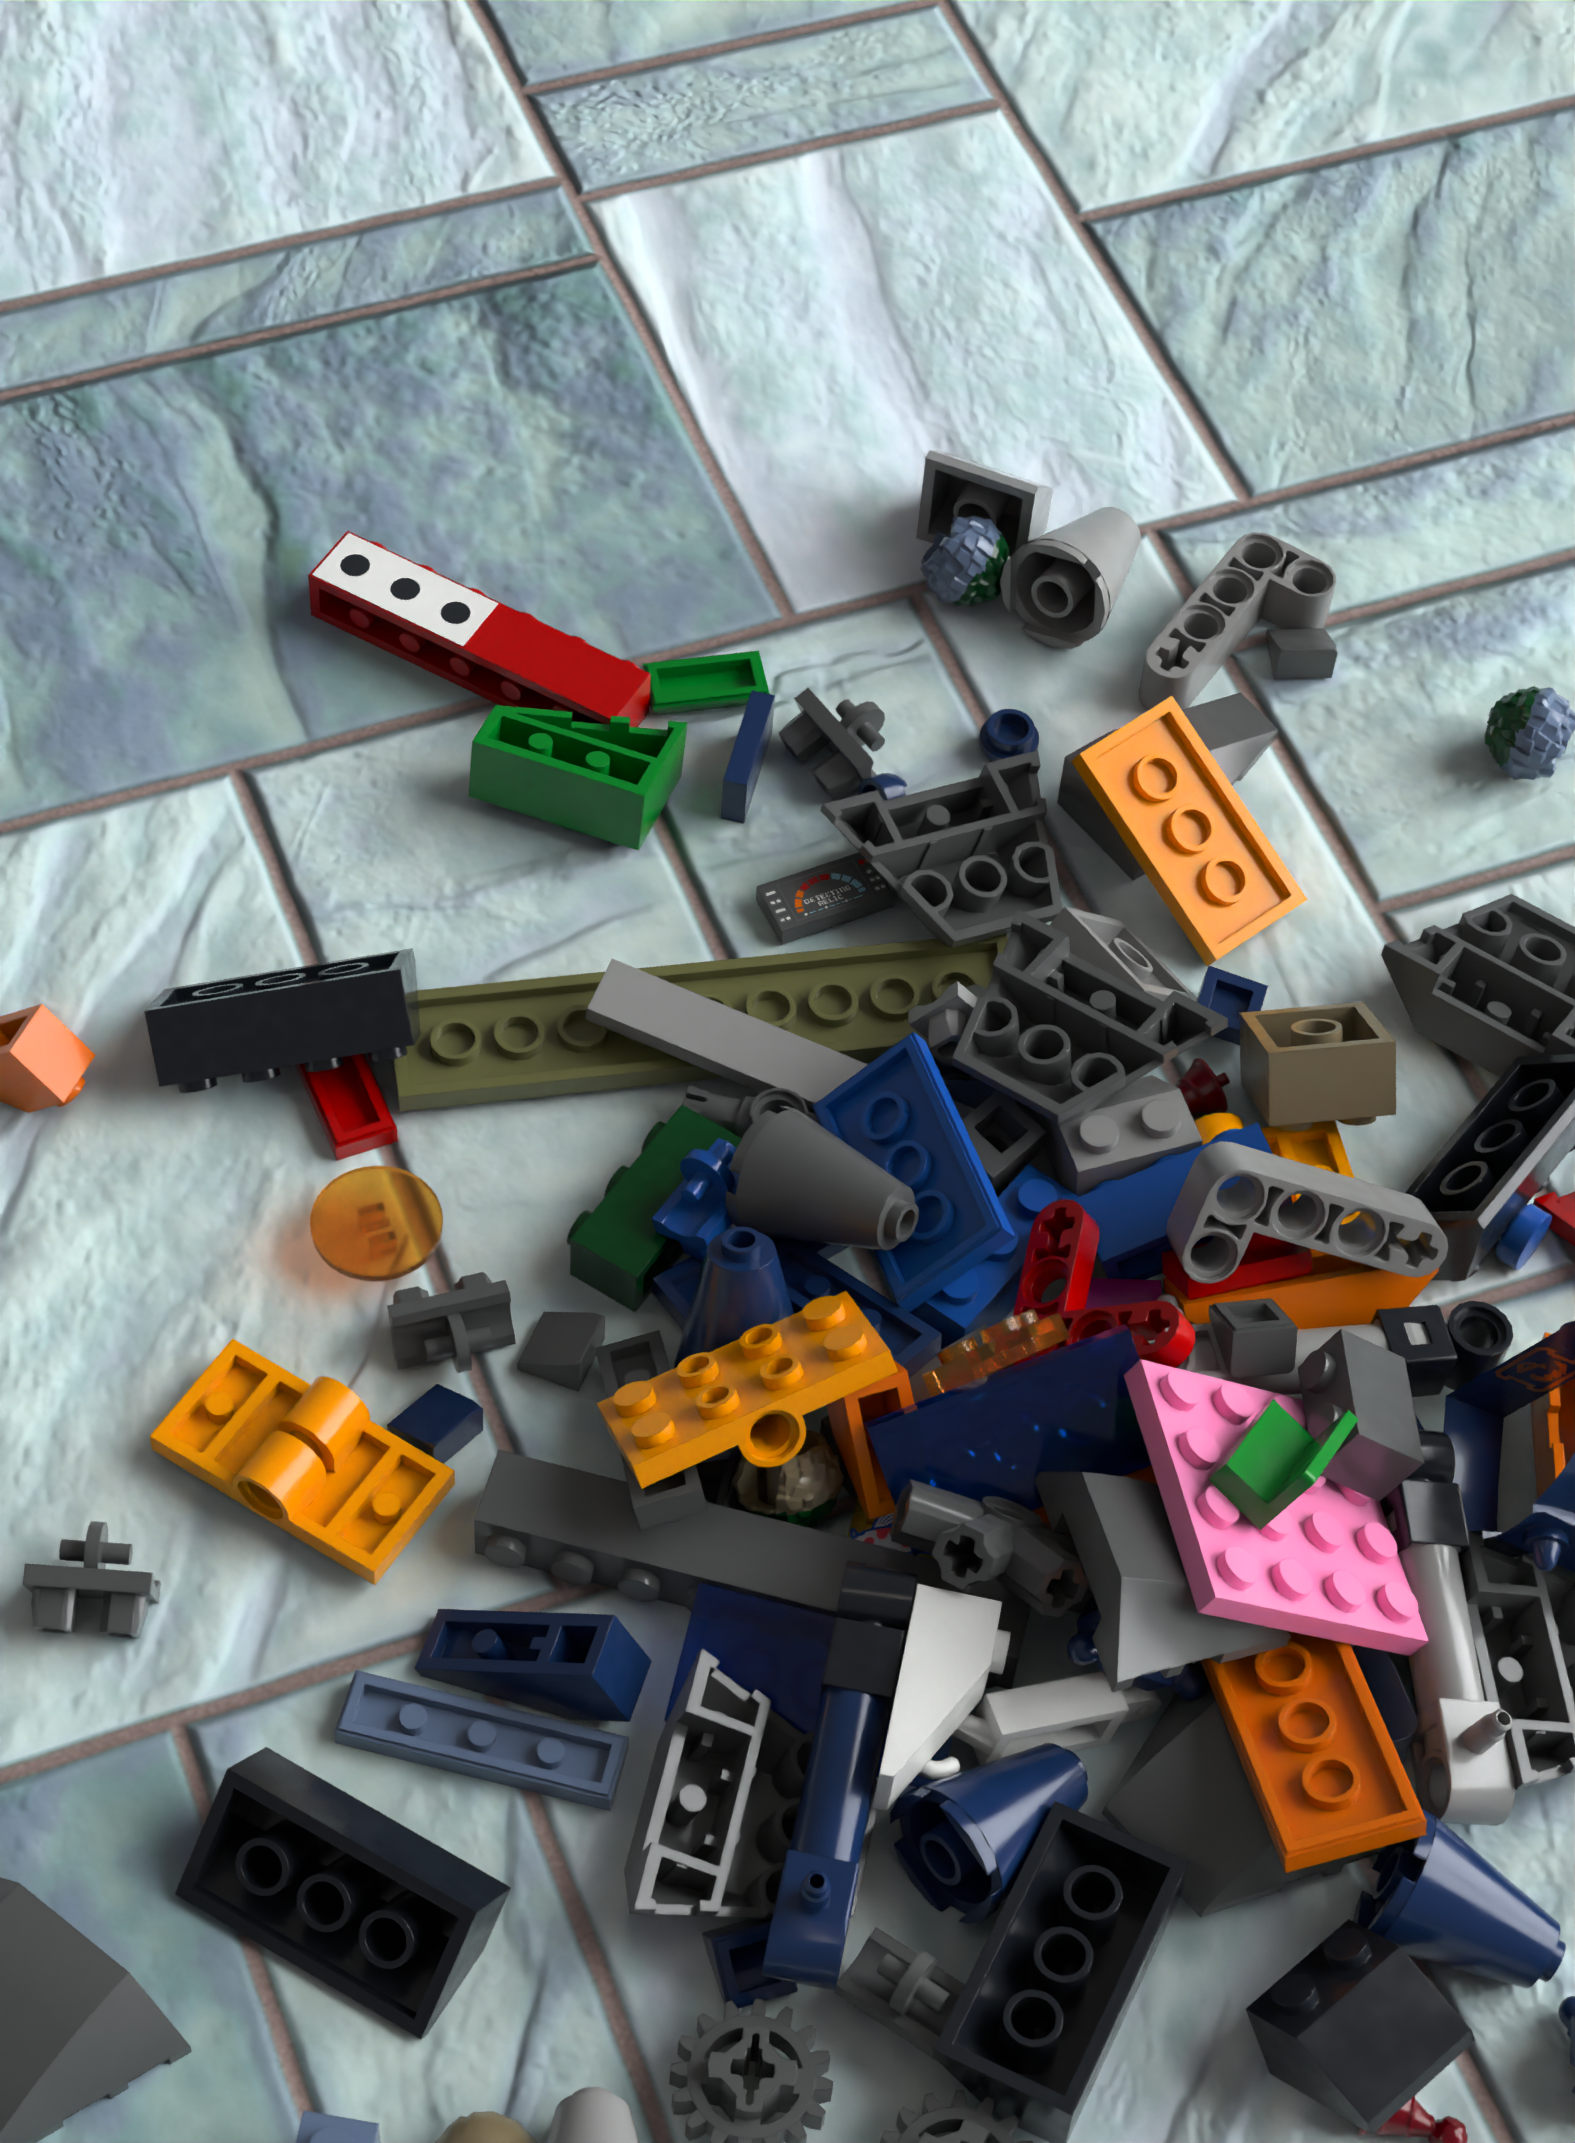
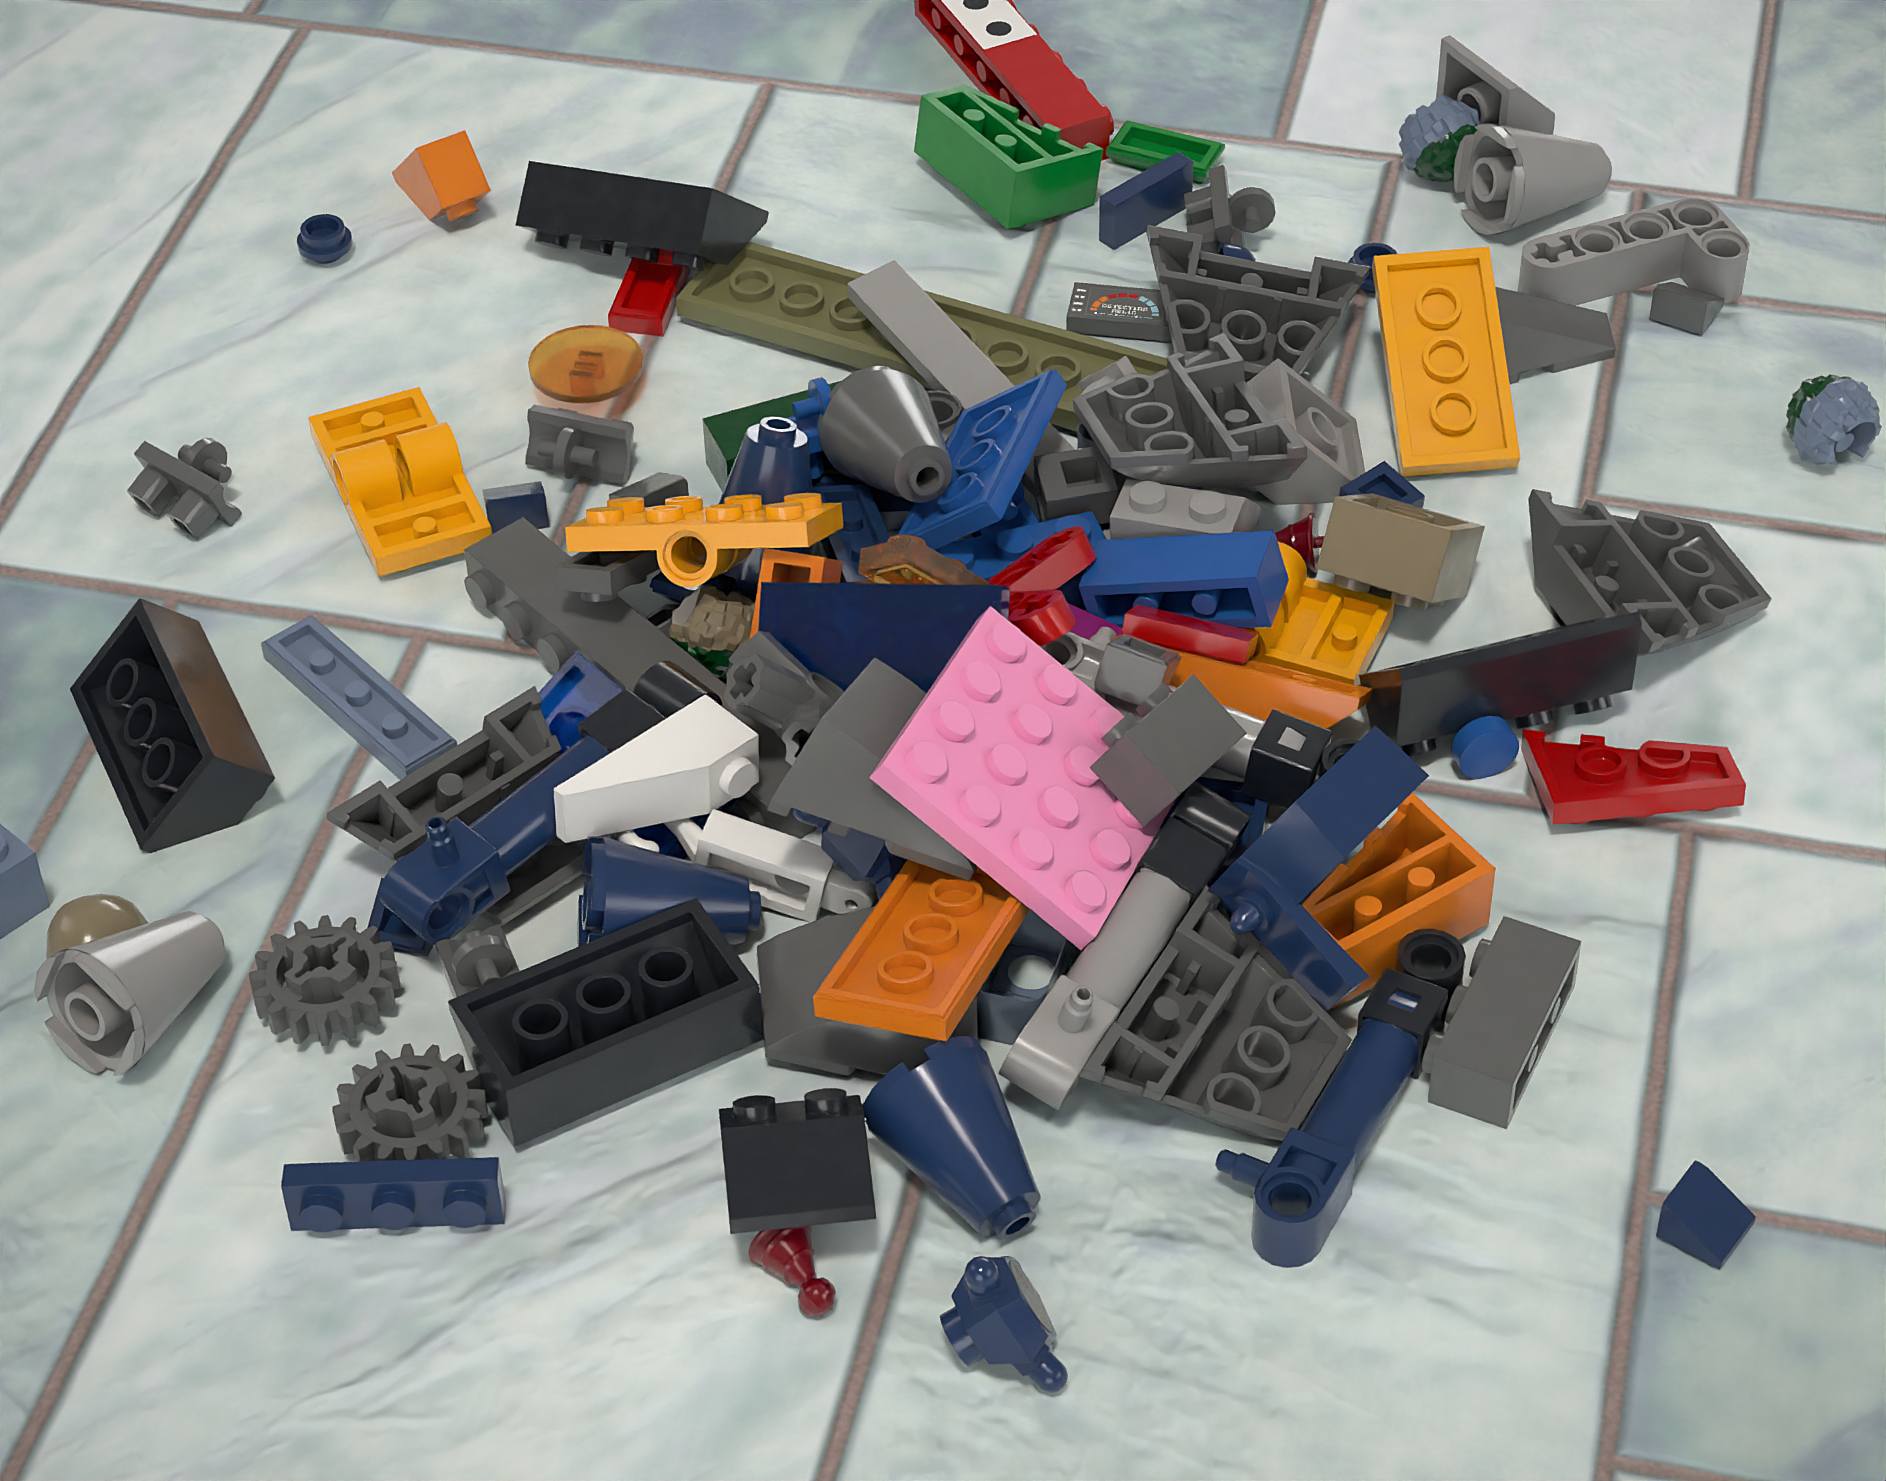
camera: 40 degrees right, 10 degrees down
(539, 1660) = (440, 666): dark blue slope -> none
(1276, 1462) = (1037, 720): green panel -> none
(1309, 1222) = (1253, 614): light grey beam -> none

